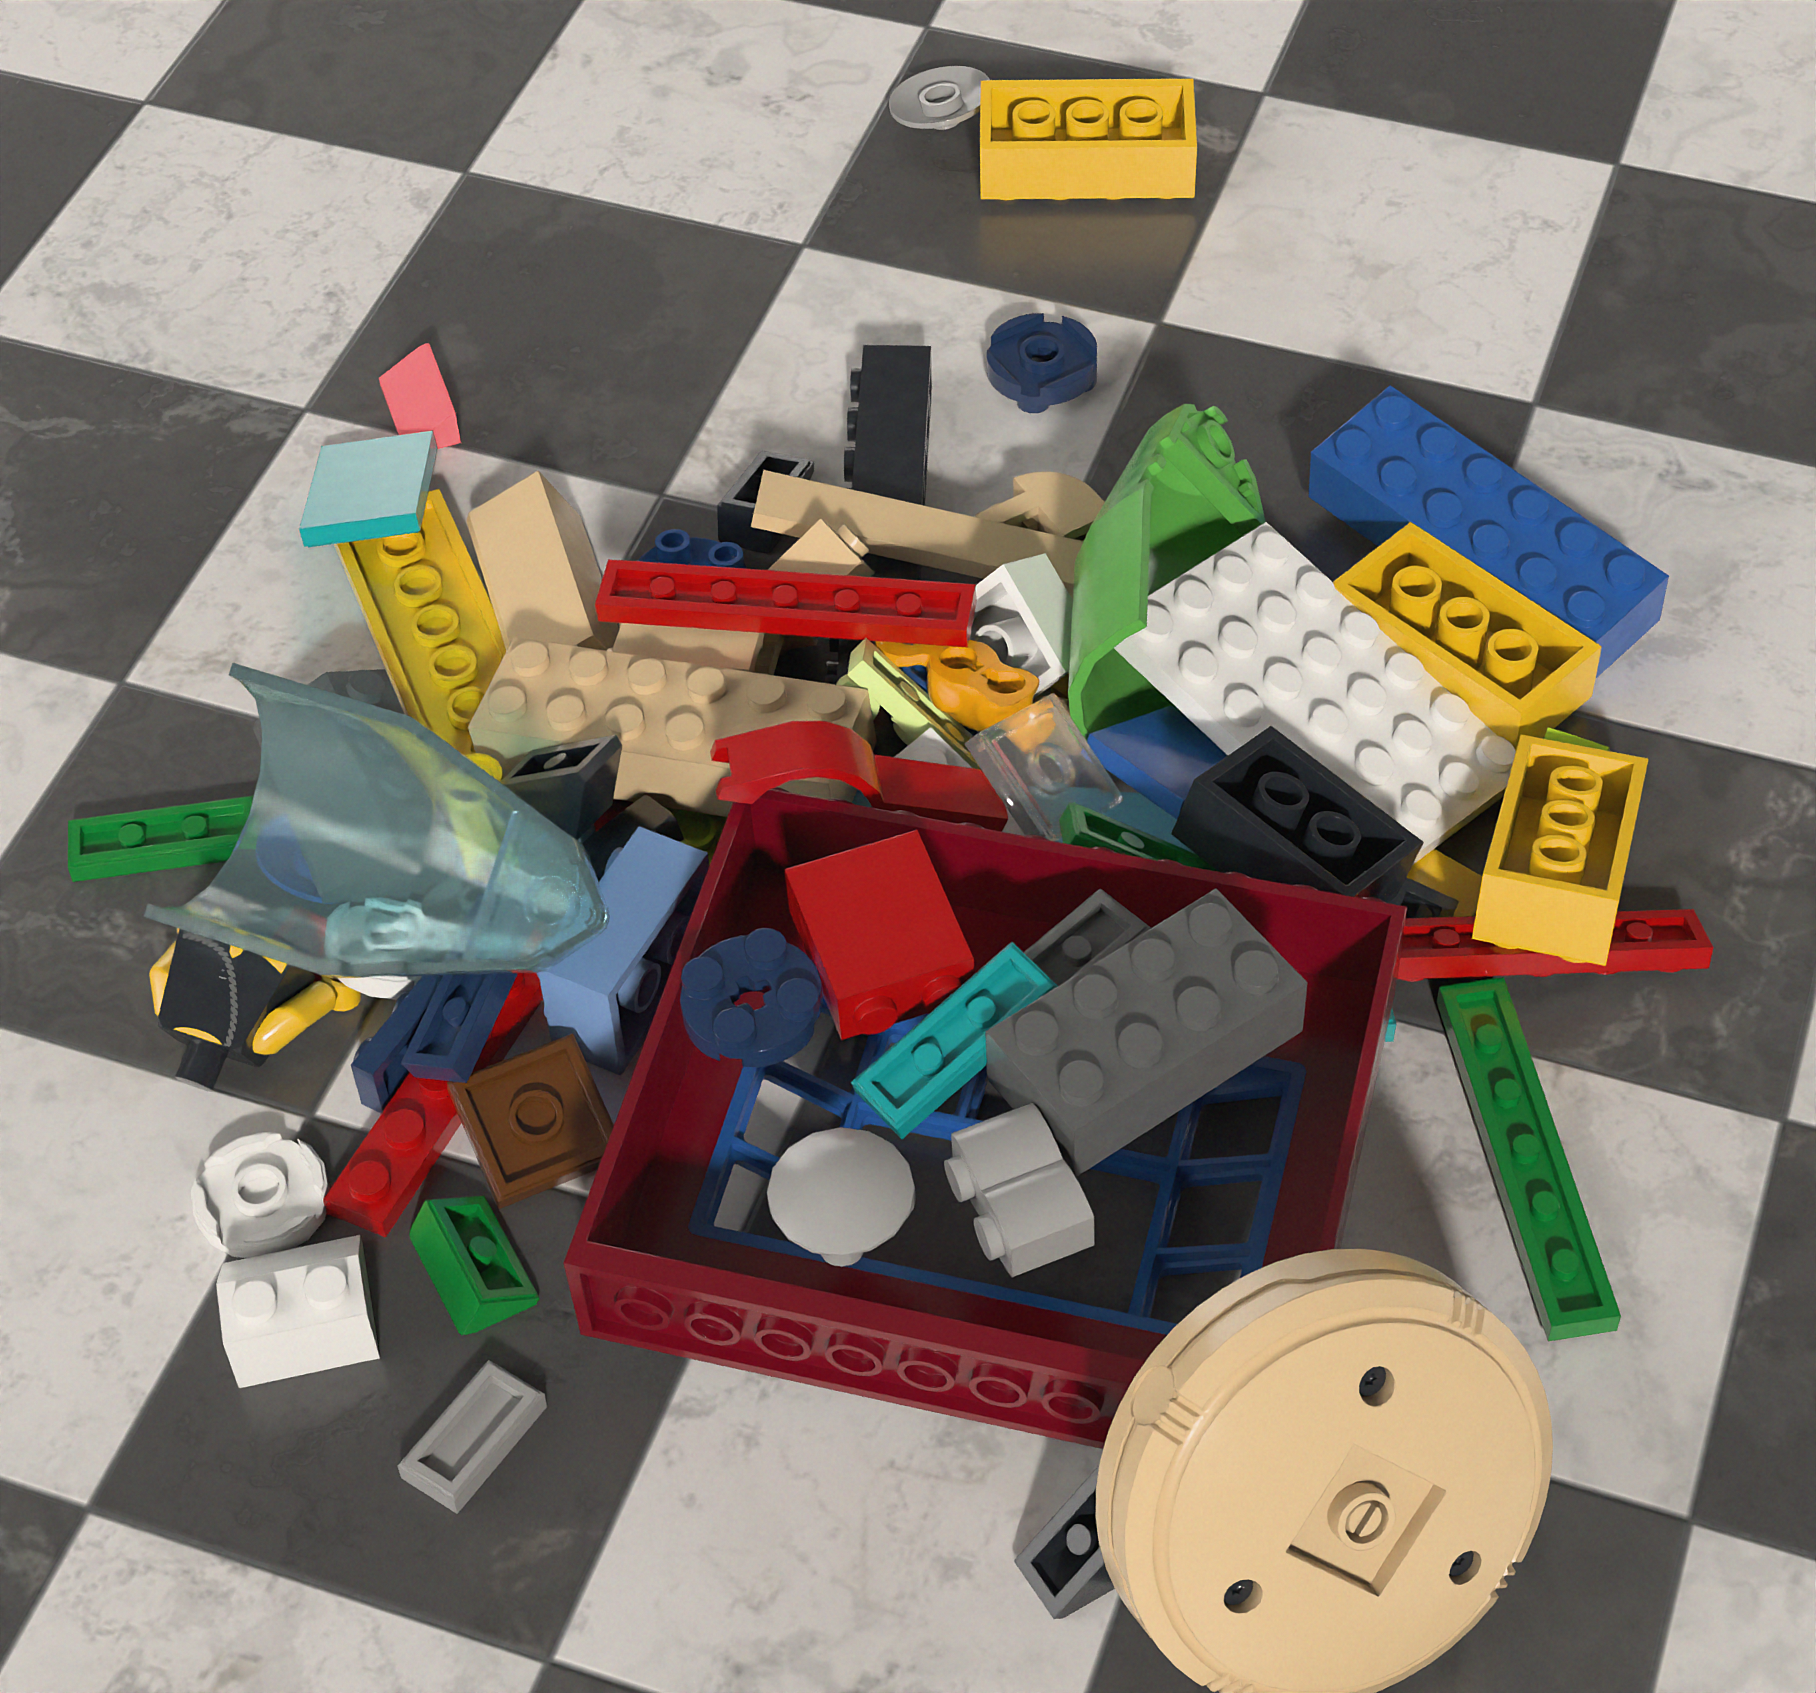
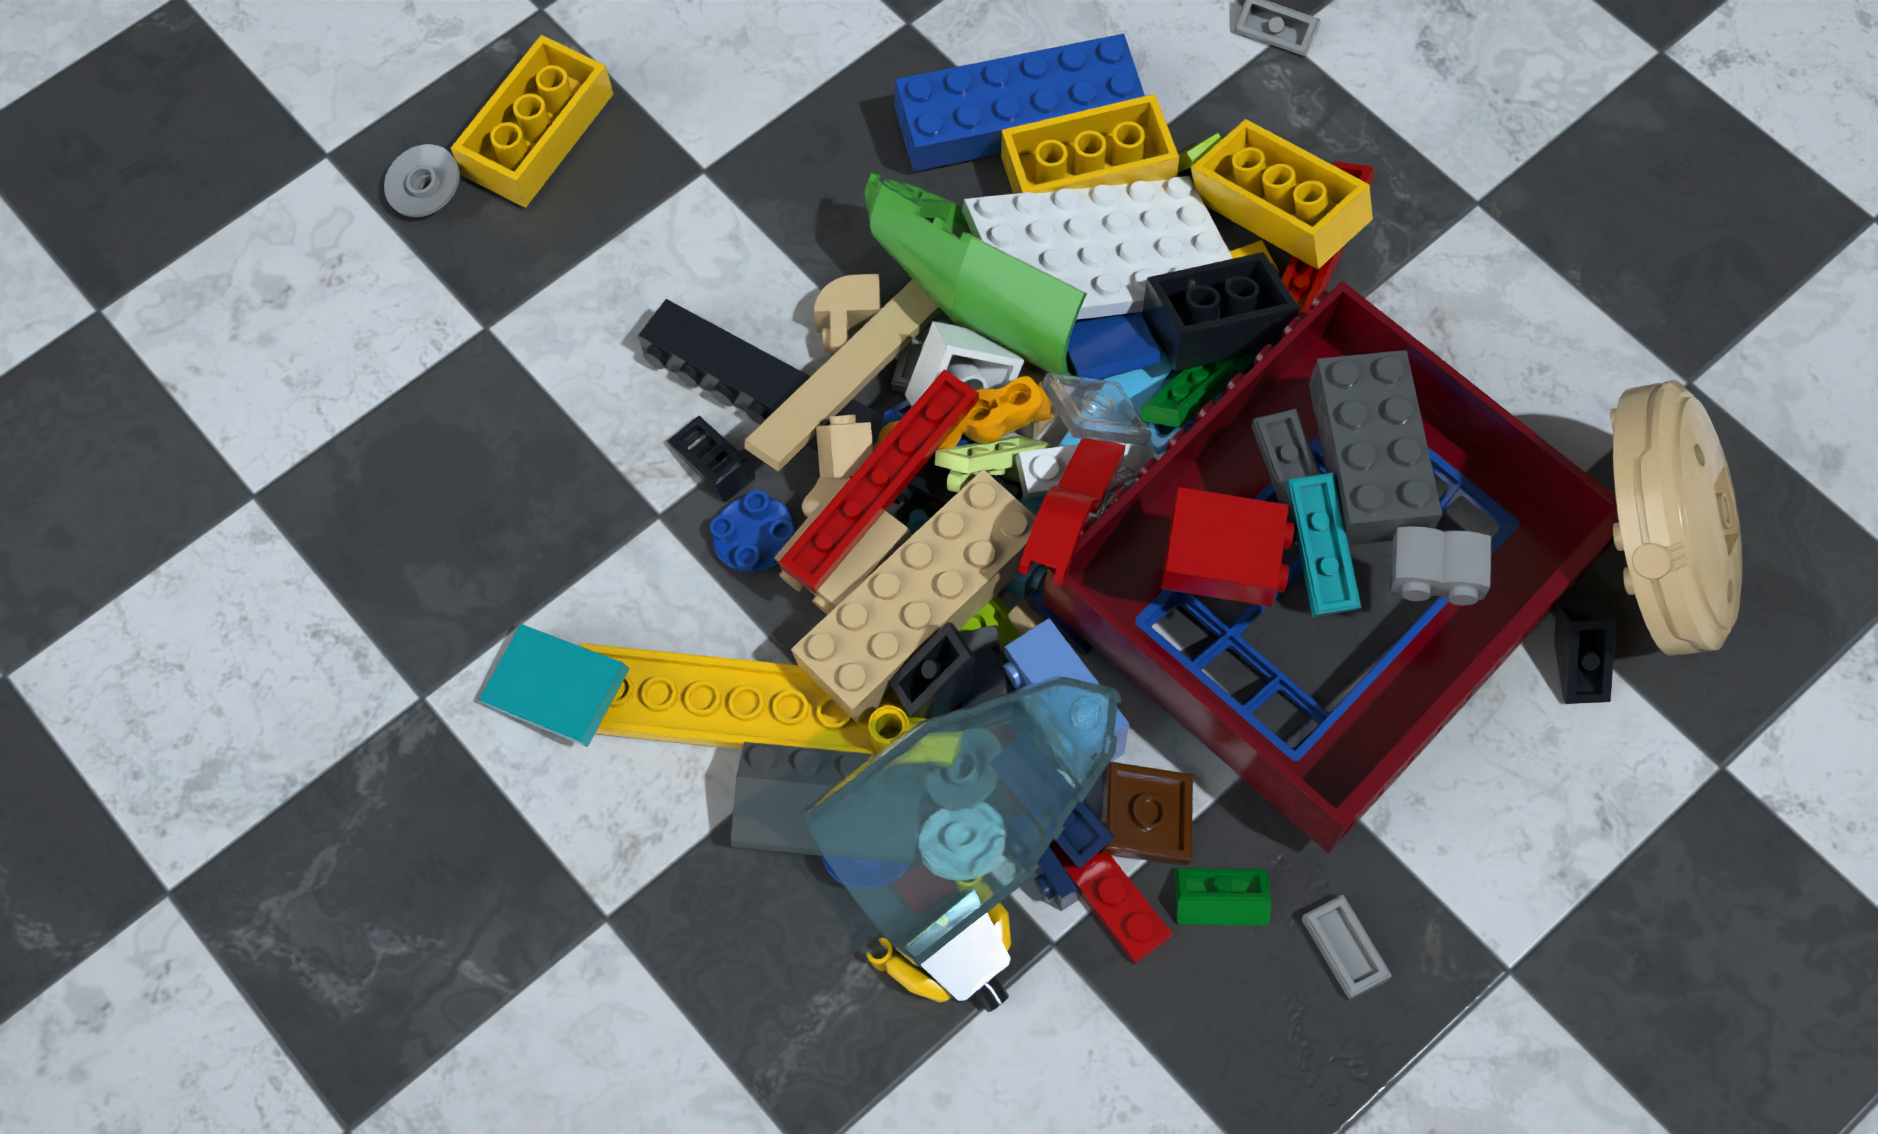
camera: 60 degrees left, 15 degrees up
(155, 838) = (774, 943): green tile -> none
(260, 1195) = (1105, 997): white tile -> none
(297, 1311) = (1206, 1005): white slope -> none
(420, 398) = (476, 620): coral slope -> none
(539, 567) = (717, 619): tan slope -> none
(744, 965) = (1204, 656): dark blue plate -> none
(841, 1193) = (1384, 657): light grey dish -> none
(1034, 384) = (705, 268): dark blue plate -> none
(1528, 1161) = (1468, 332): green plate -> none

